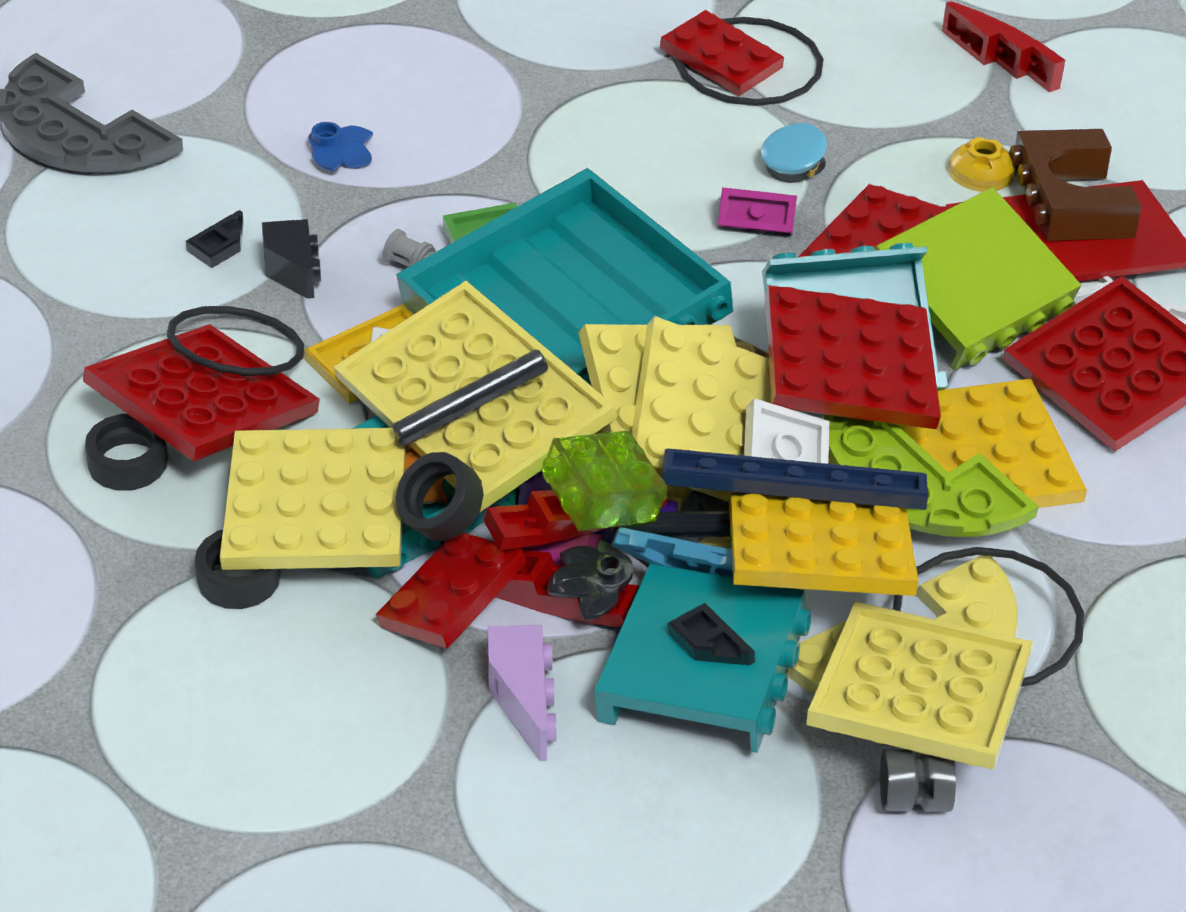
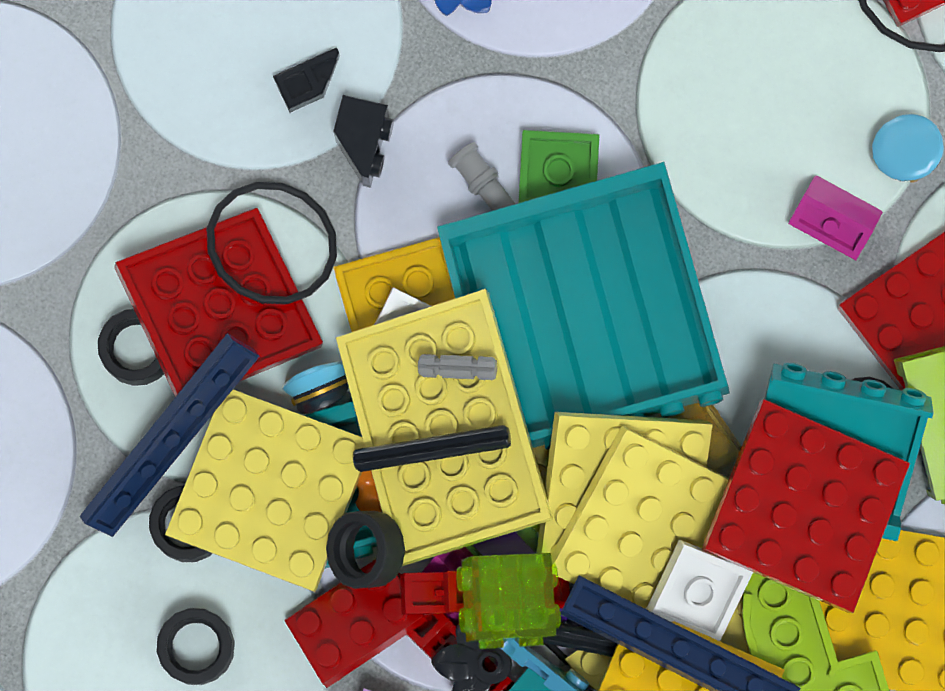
camera: 25 degrees right, 35 degrees up
(190, 486) = (169, 435): none -> dark blue tile
(294, 685) = (168, 633): none -> black tyre
(329, 408) = (317, 387): none -> piece
(467, 333) = (457, 367): none -> light grey axle

